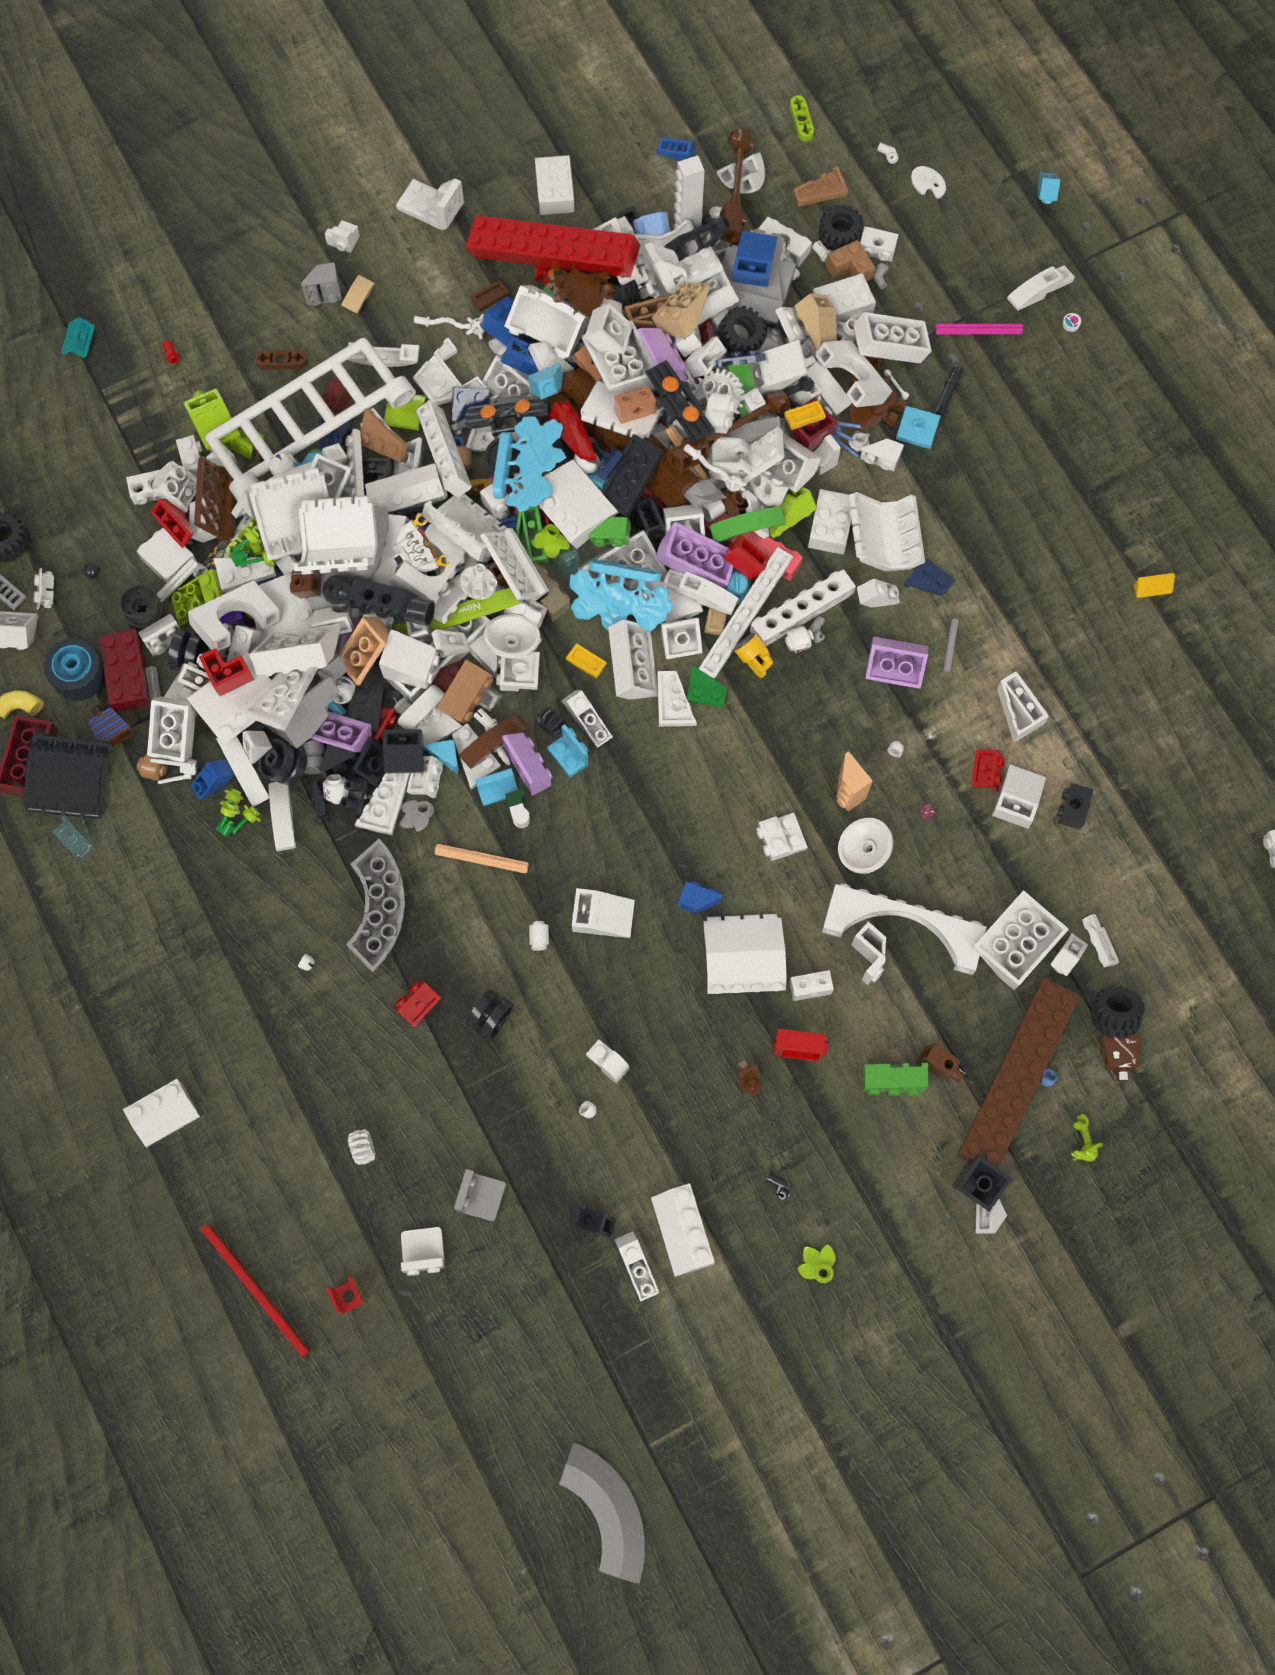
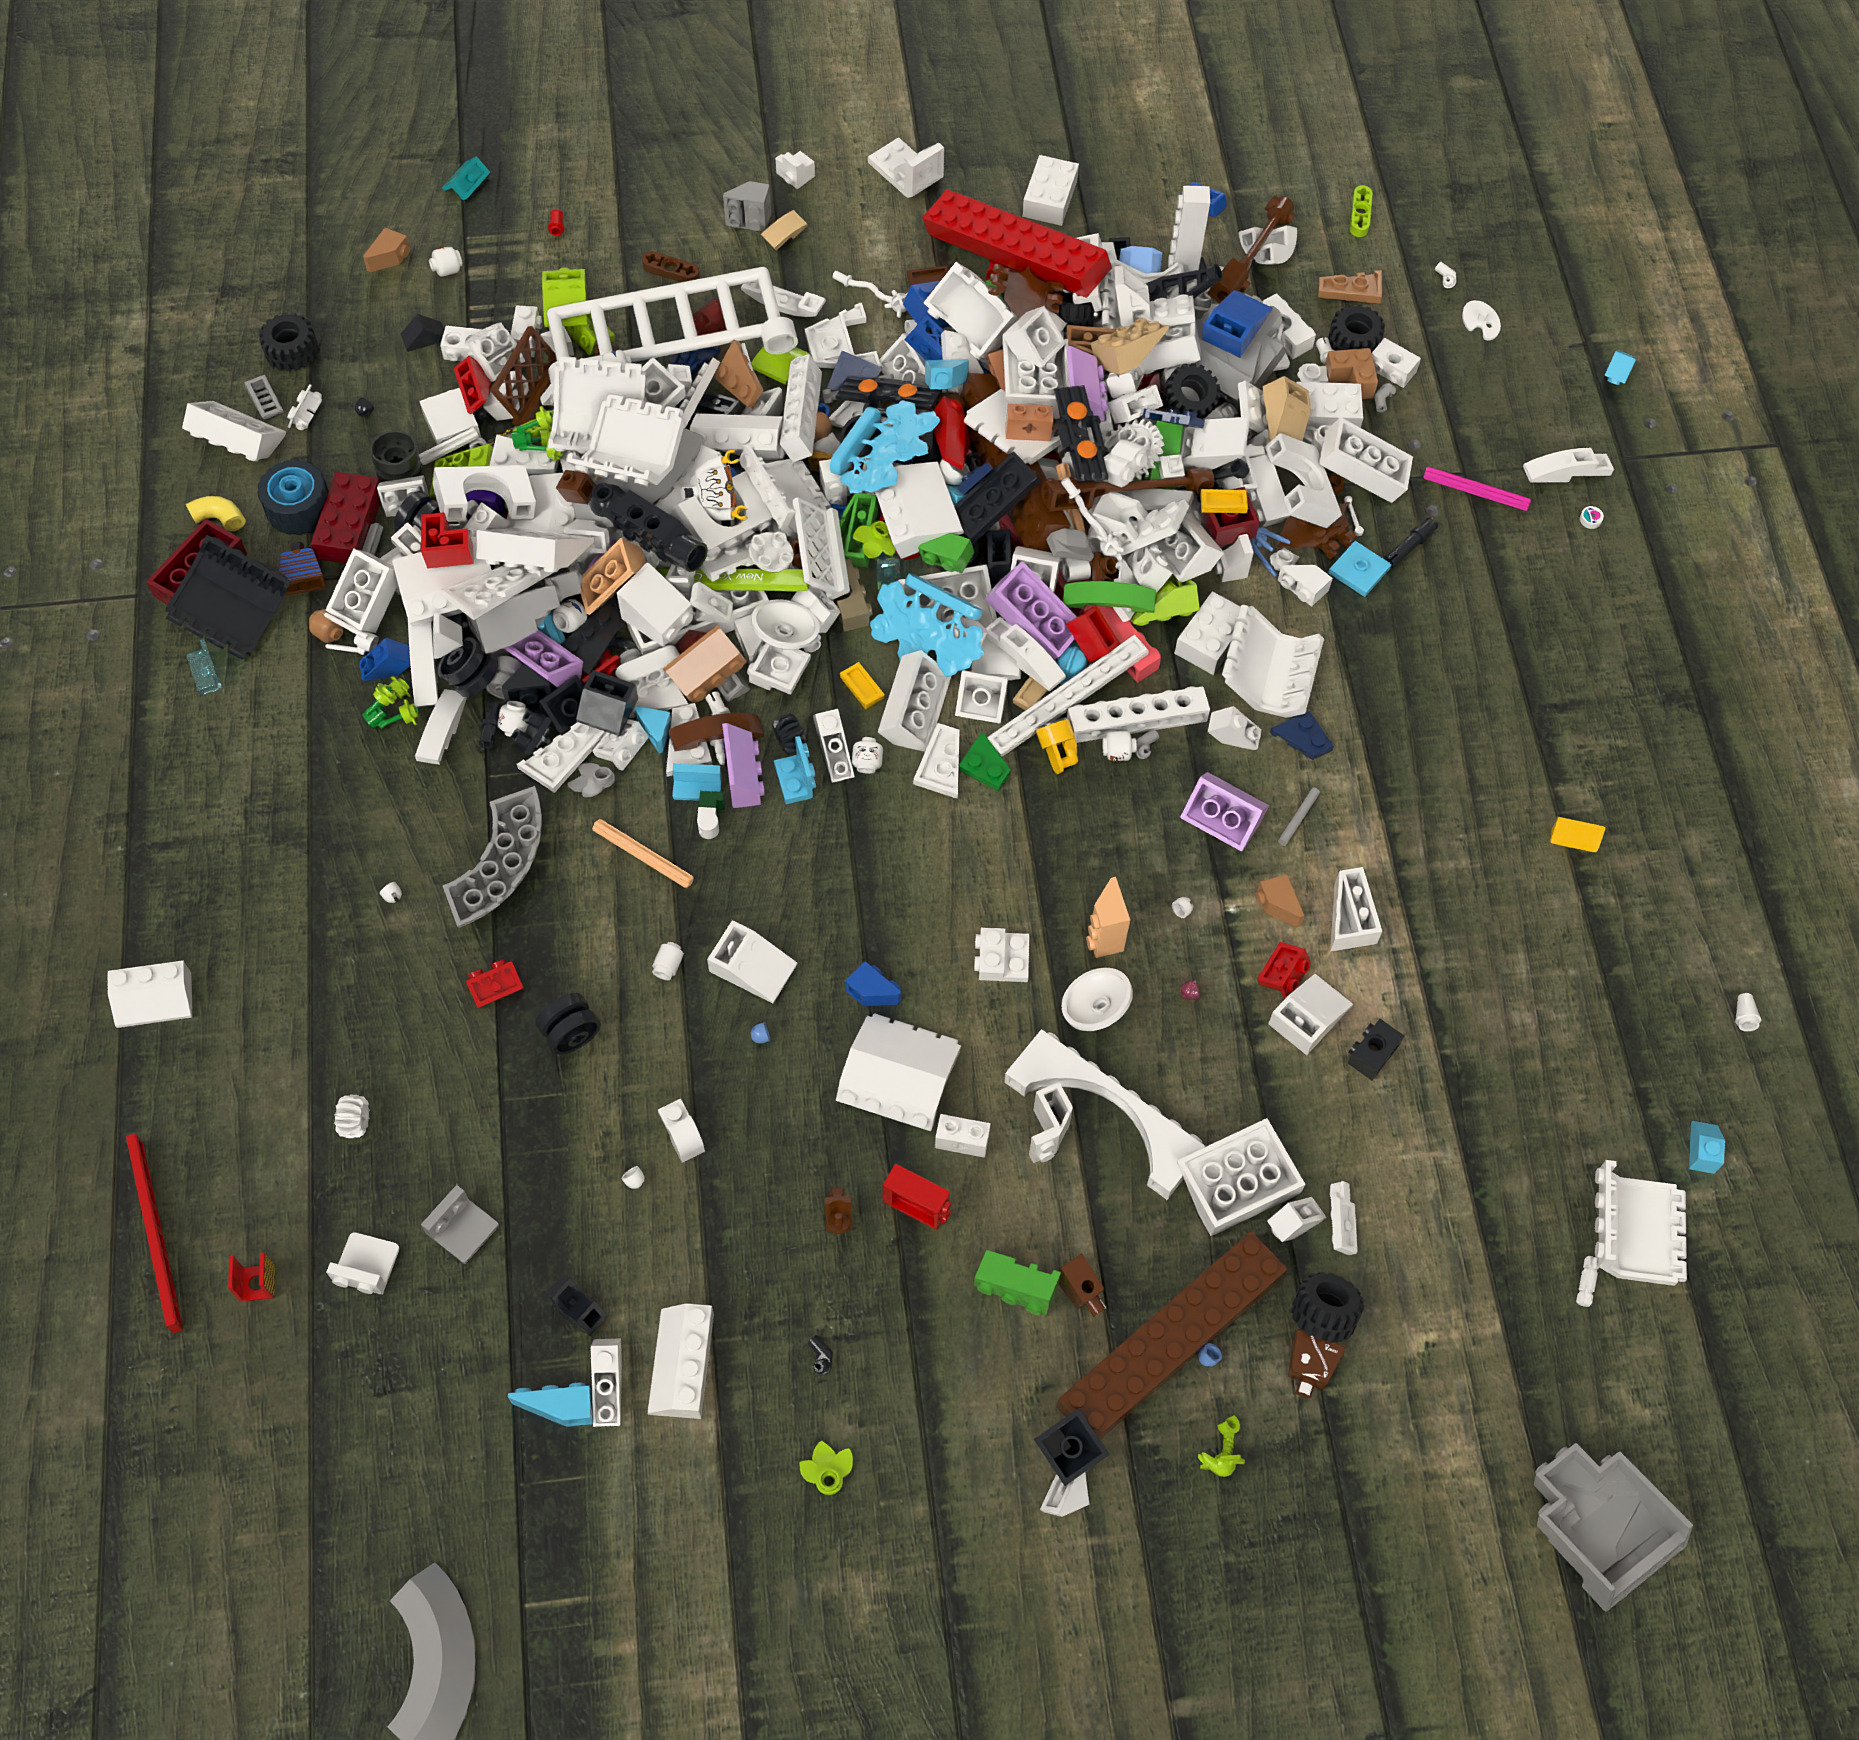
camera: 20 degrees right, 10 degrees down
(44, 426) = (386, 251): none -> medium nougat slope
(97, 419) = (445, 261): none -> white head
(108, 488) = (422, 332): none -> black slope
(476, 471) = (827, 444): none -> white animal
(614, 1296) = (562, 1405): none -> medium azure slope
(616, 717) = (867, 755): none -> white head
(631, 965) = (760, 1033): none -> medium blue hinge
(820, 275) = (1313, 373): none -> white animal
(964, 717) = (1280, 900): none -> medium nougat slope

